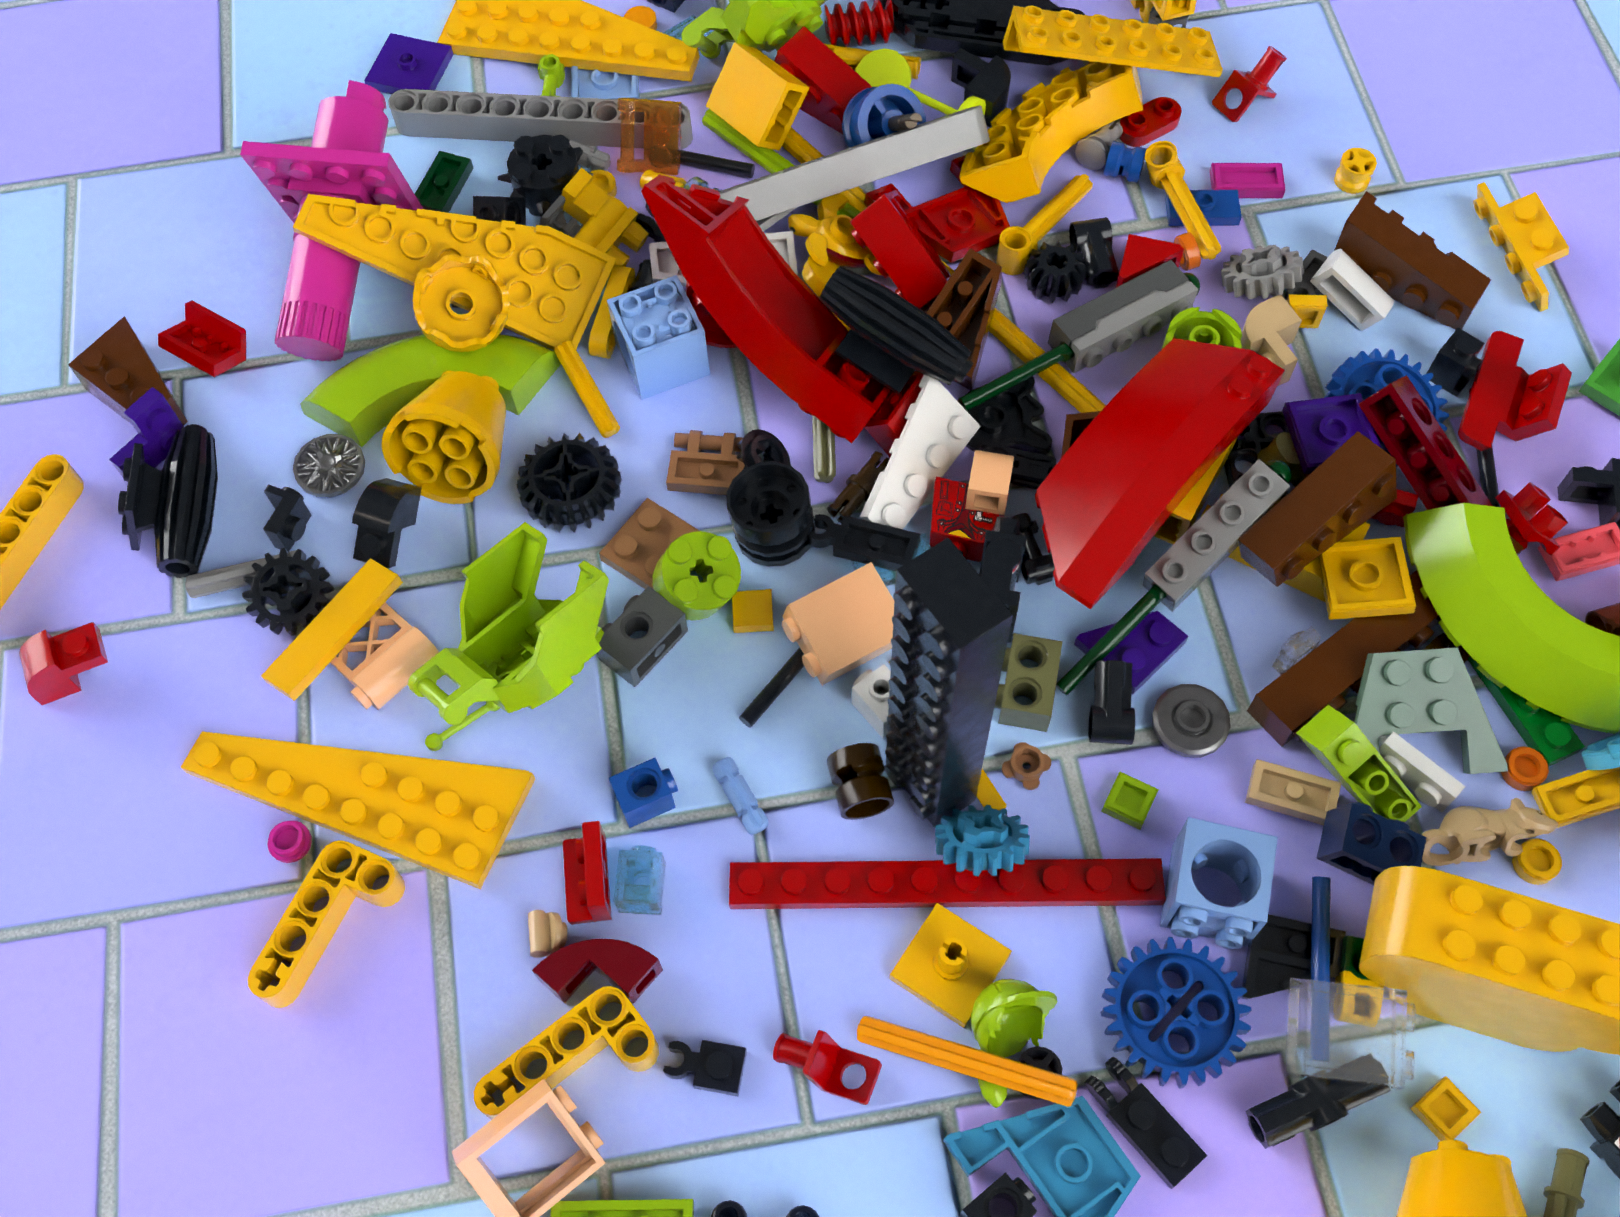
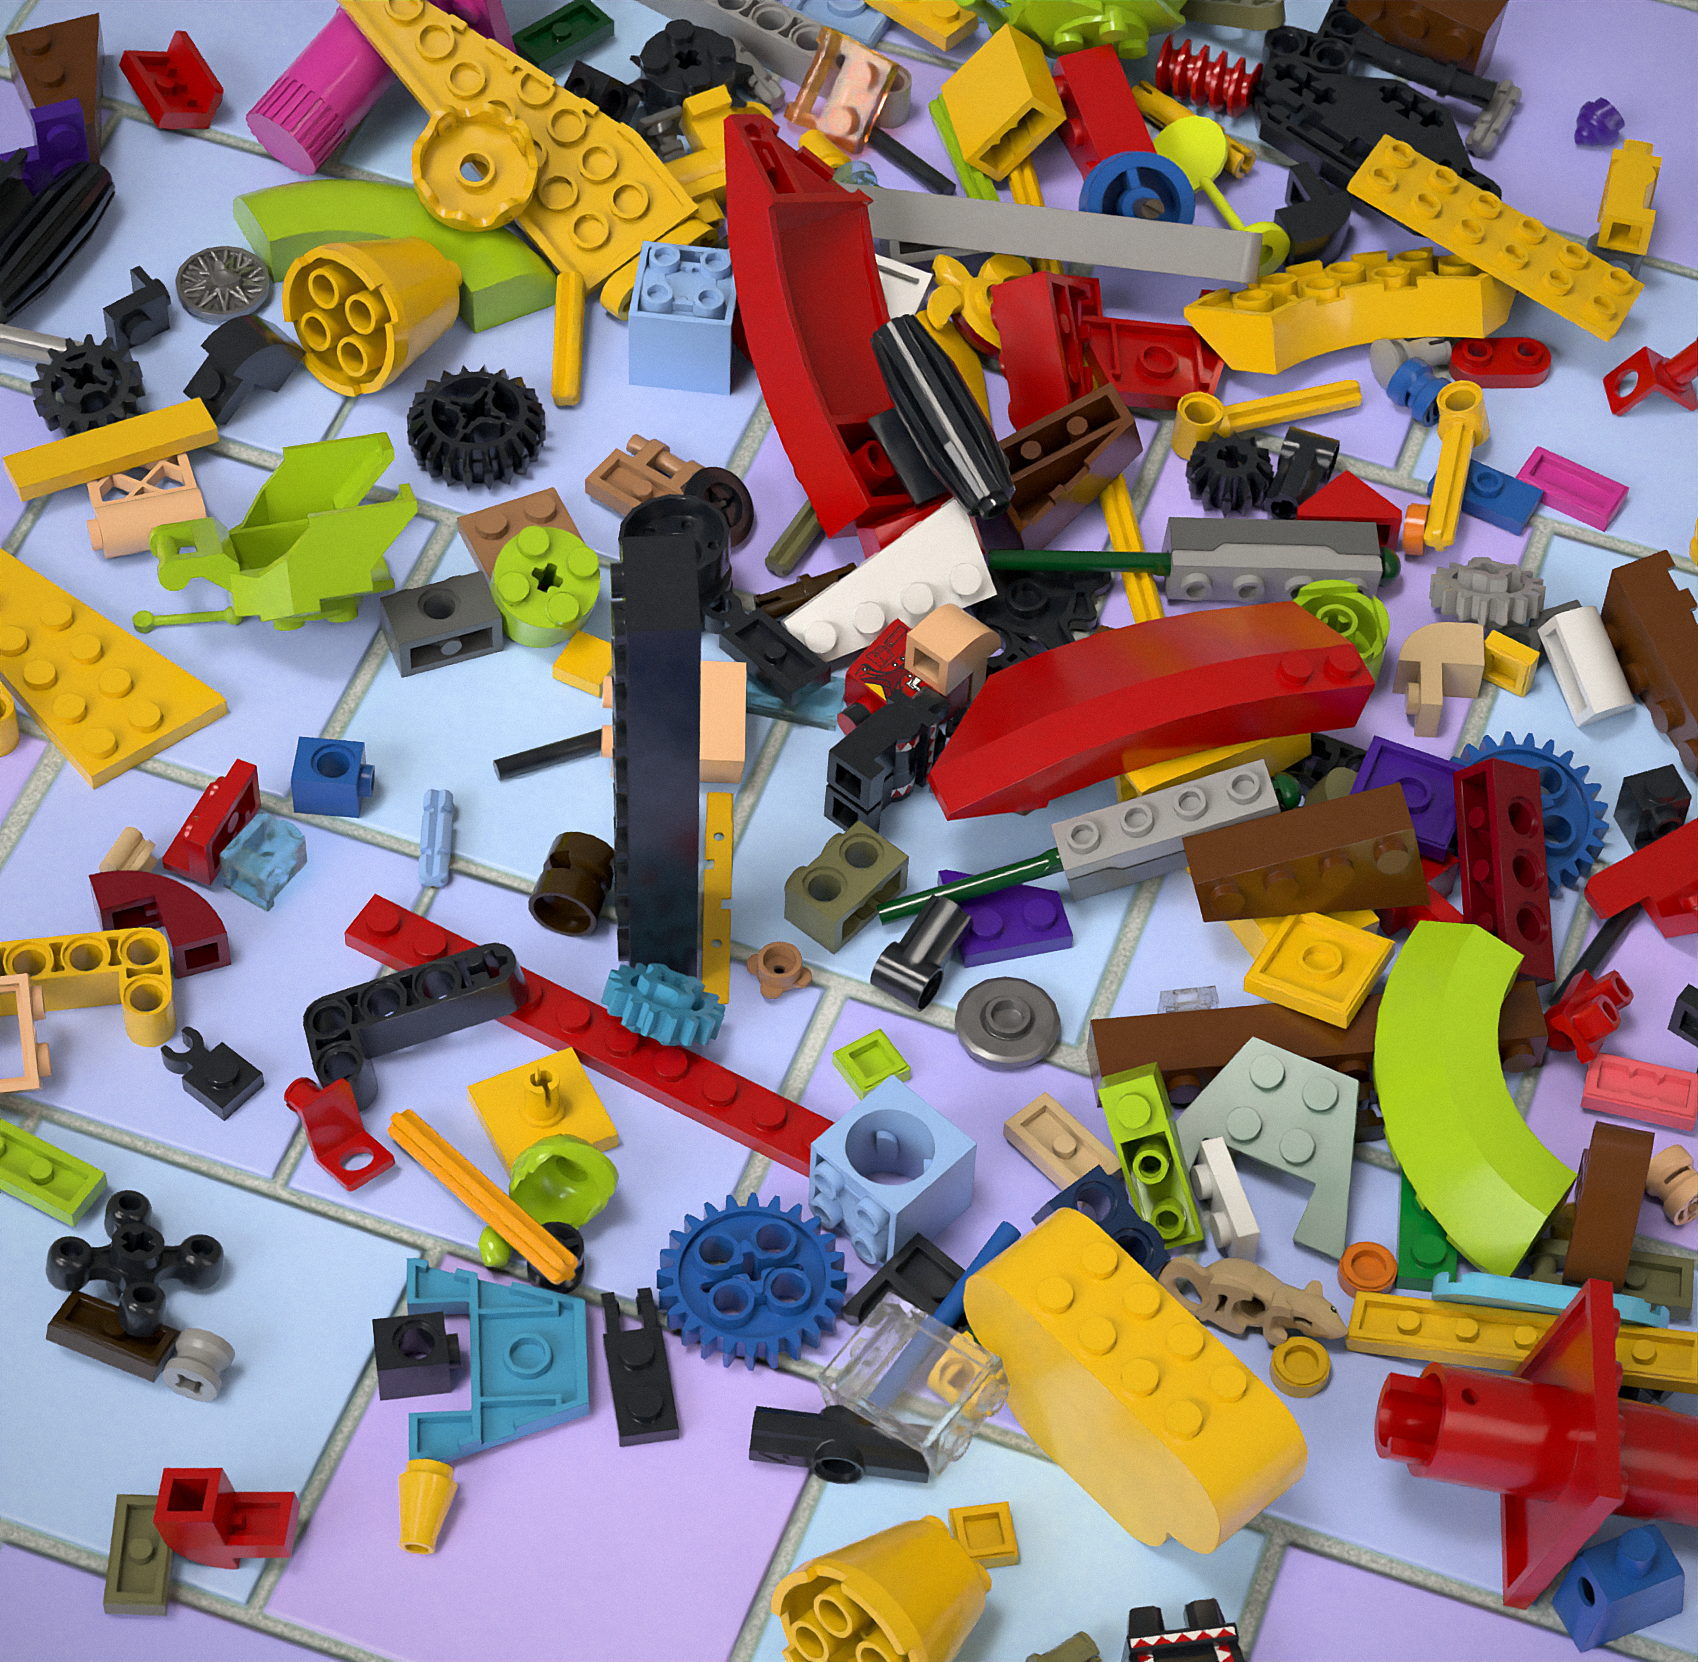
camera: 25 degrees right, 10 degrees down
(829, 947) = (479, 986): none -> black beam

